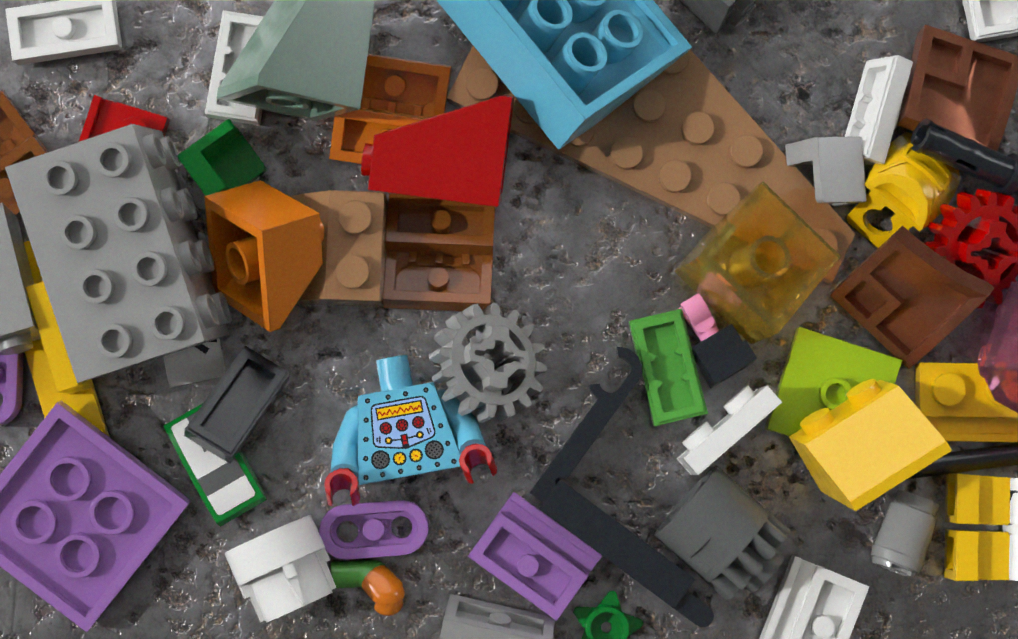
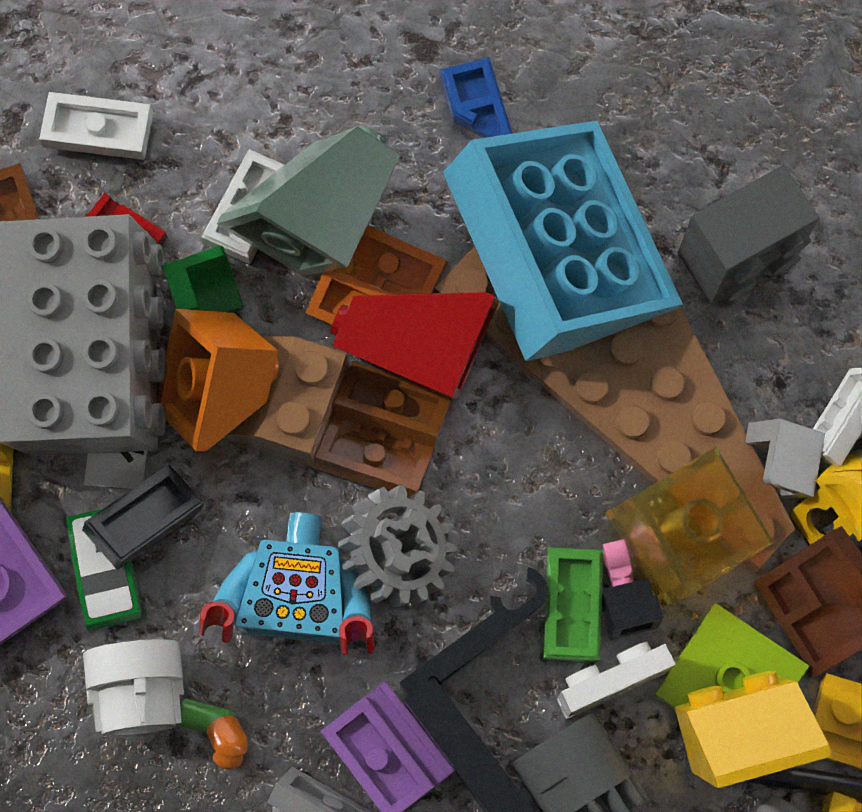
camera: 15 degrees right, 10 degrees down
(374, 529) = (238, 677): medium lavender plate -> none

